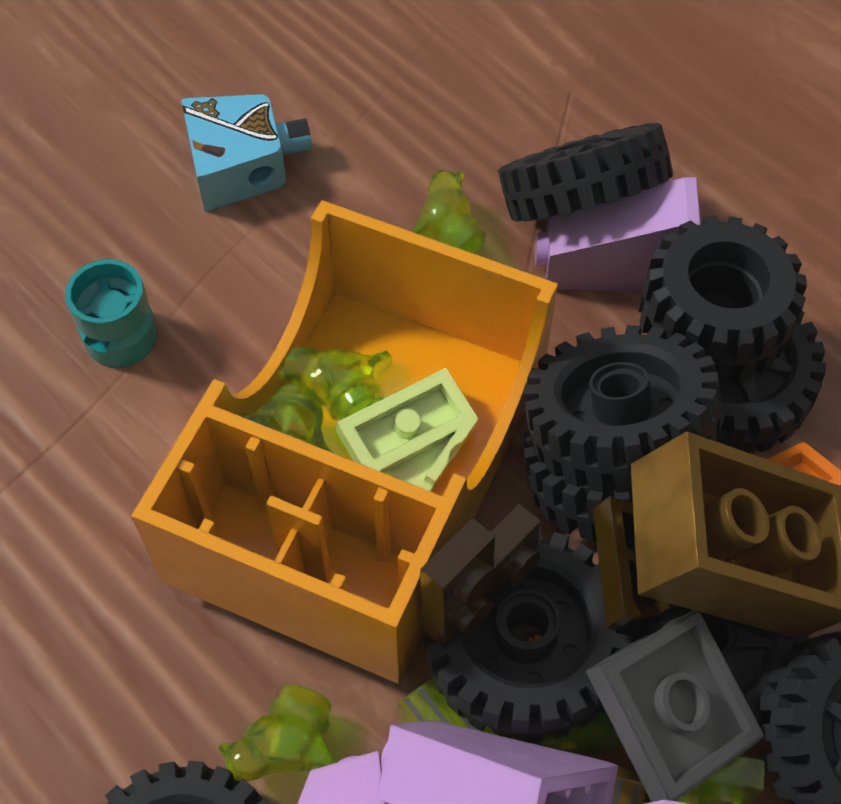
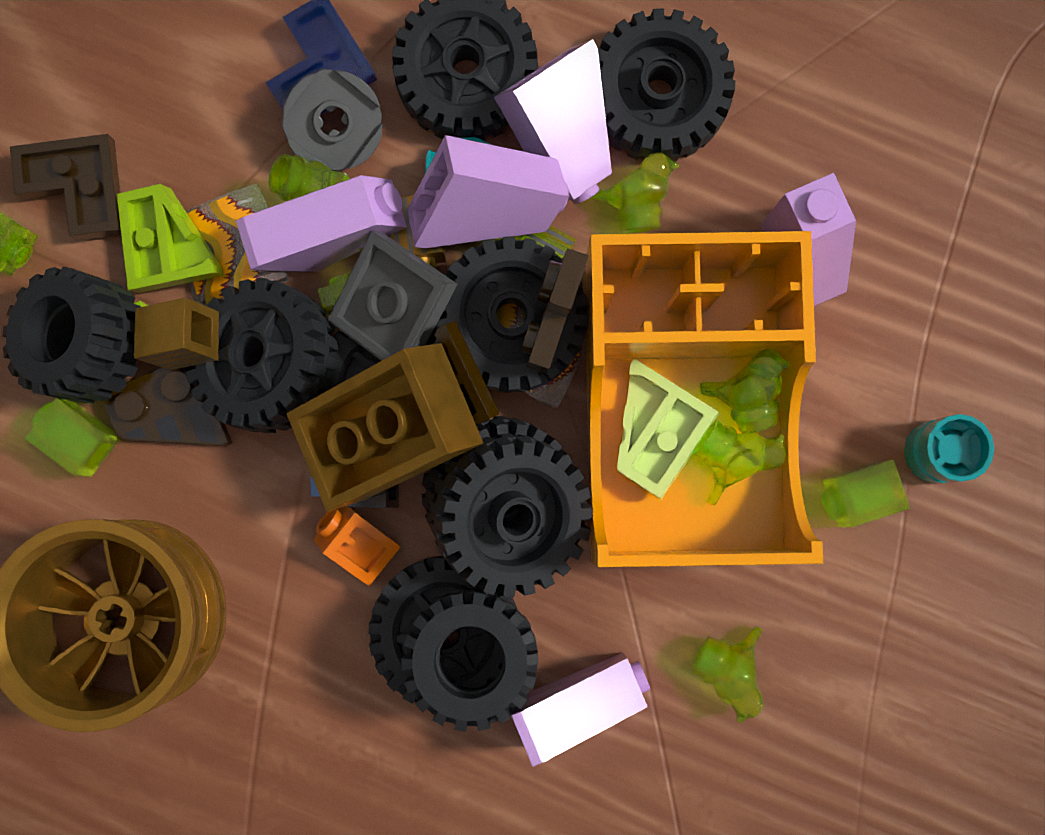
camera: 155 degrees right, 25 degrees up
(111, 587) = (825, 213): none -> lavender slope
(221, 314) = (864, 494): none -> clear neon green brick
(240, 146) = (947, 669): medium azure torso -> none
(586, 172) = (630, 750): black wheel -> none

